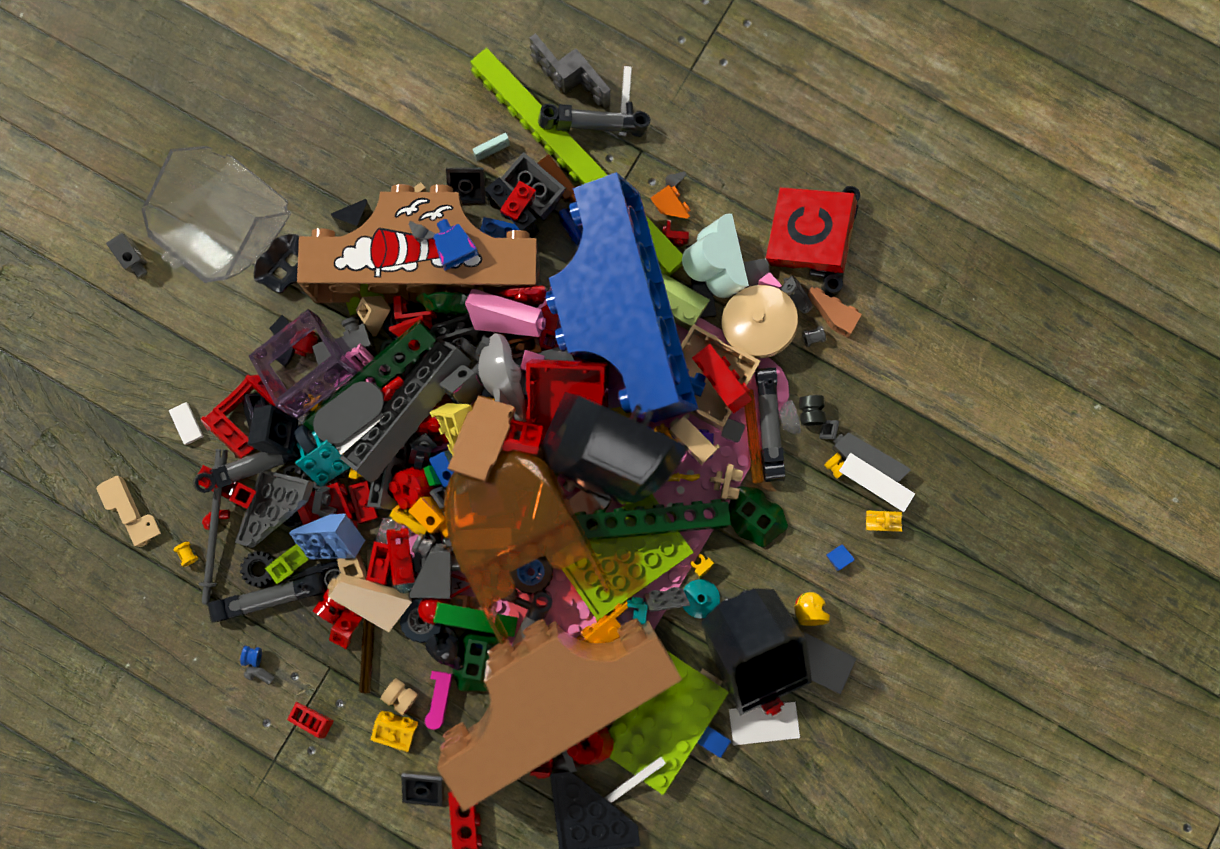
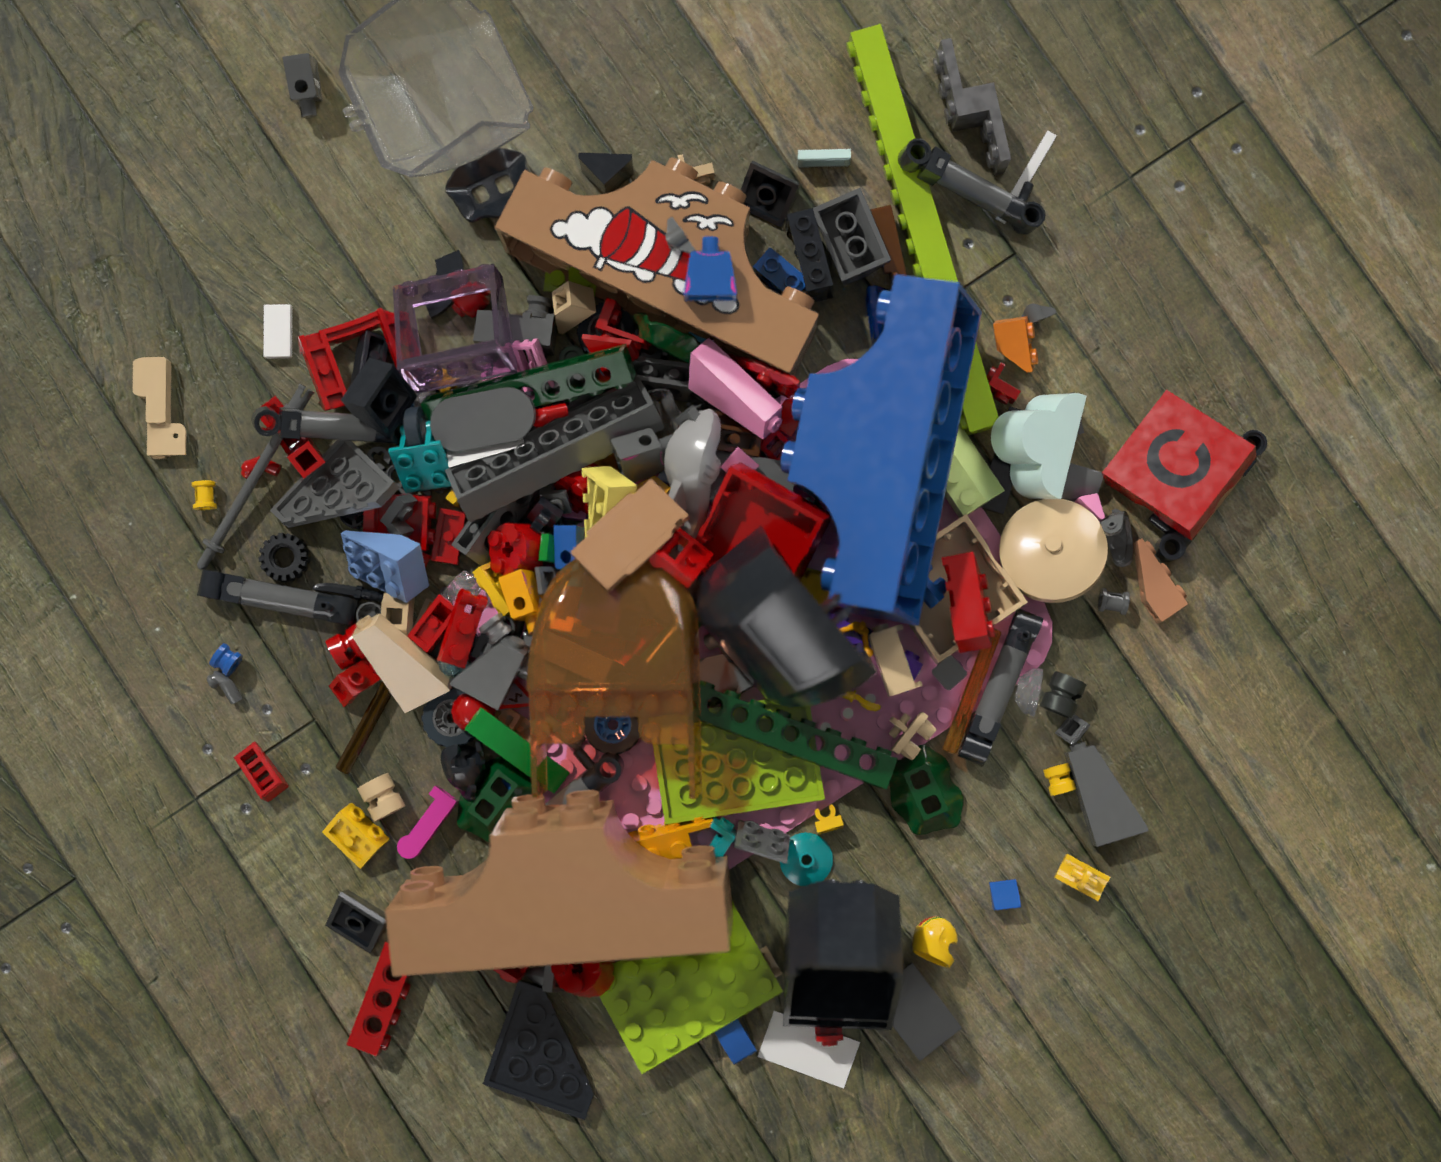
camera: 30 degrees right, 5 degrees up
(286, 563) = (320, 567): lime slope -> none
(518, 200) = (821, 251): red bracket -> none
(635, 780) = (617, 1039): white sticker -> none
(877, 482) = (1097, 825): white sticker -> none

